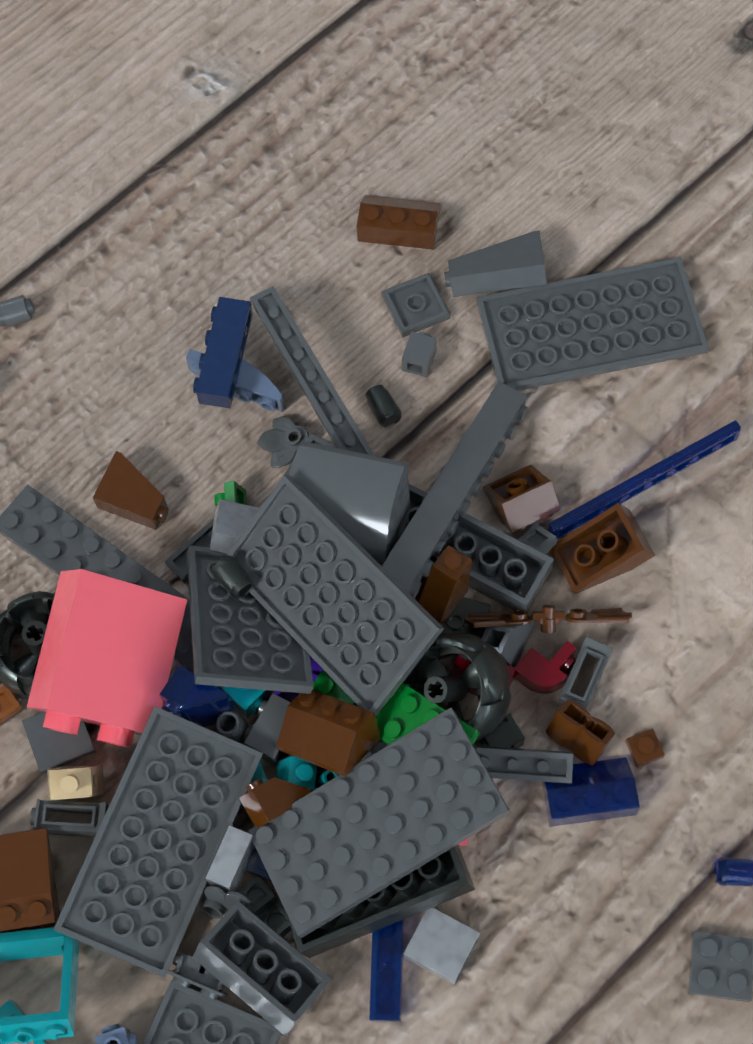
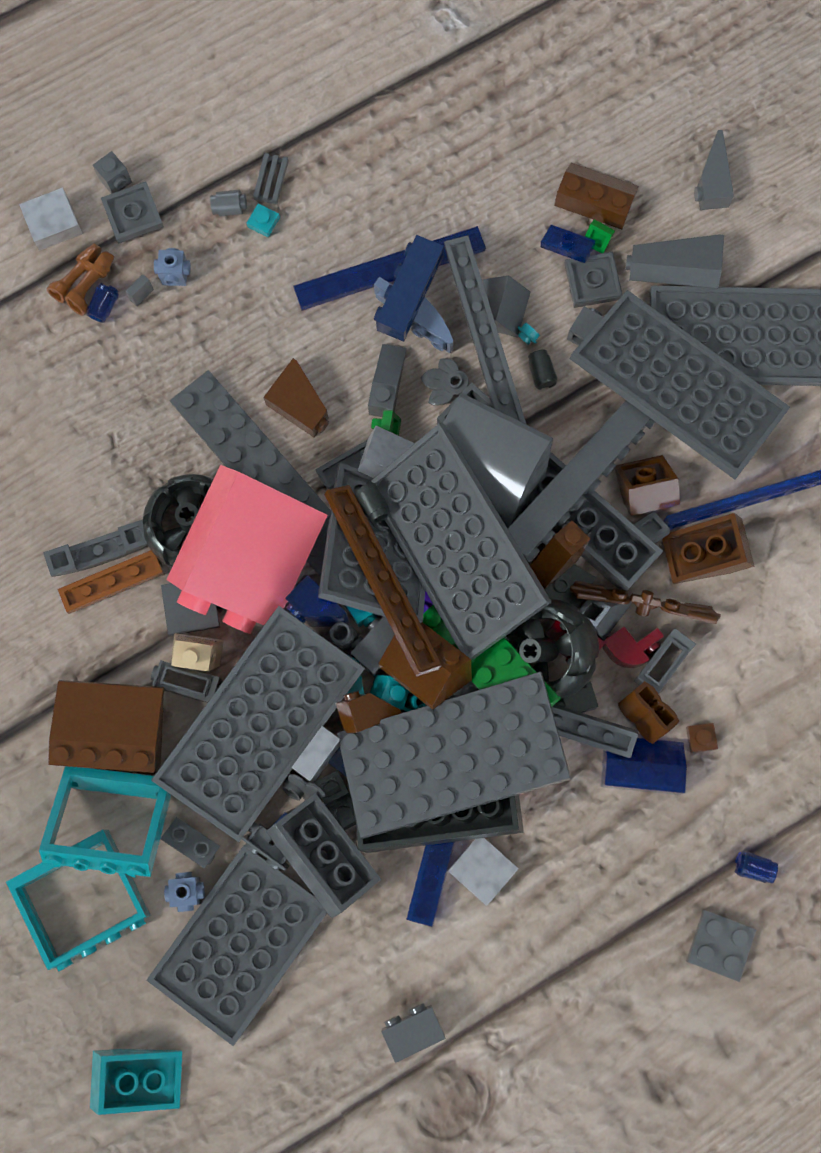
camera: 10 degrees right, 10 degrees up
(54, 259) = (259, 185): none -> dark grey tile
(54, 321) = (263, 220): none -> teal plate
(111, 992) = (190, 843): none -> dark grey hinge
(173, 353) = (366, 274): none -> clear blue tile
(221, 453) = (386, 380): none -> dark grey slope
(261, 653) = (383, 580): none -> reddish brown tile
(332, 347) = (507, 302): none -> dark grey slope
(360, 373) = (528, 334): none -> teal plate
(380, 274) = (568, 243): none -> clear blue plate
(410, 260) = (600, 233): none -> green tile
(517, 184) = (715, 183): none -> dark grey slope
(530, 386) = (680, 384): none -> dark grey plate

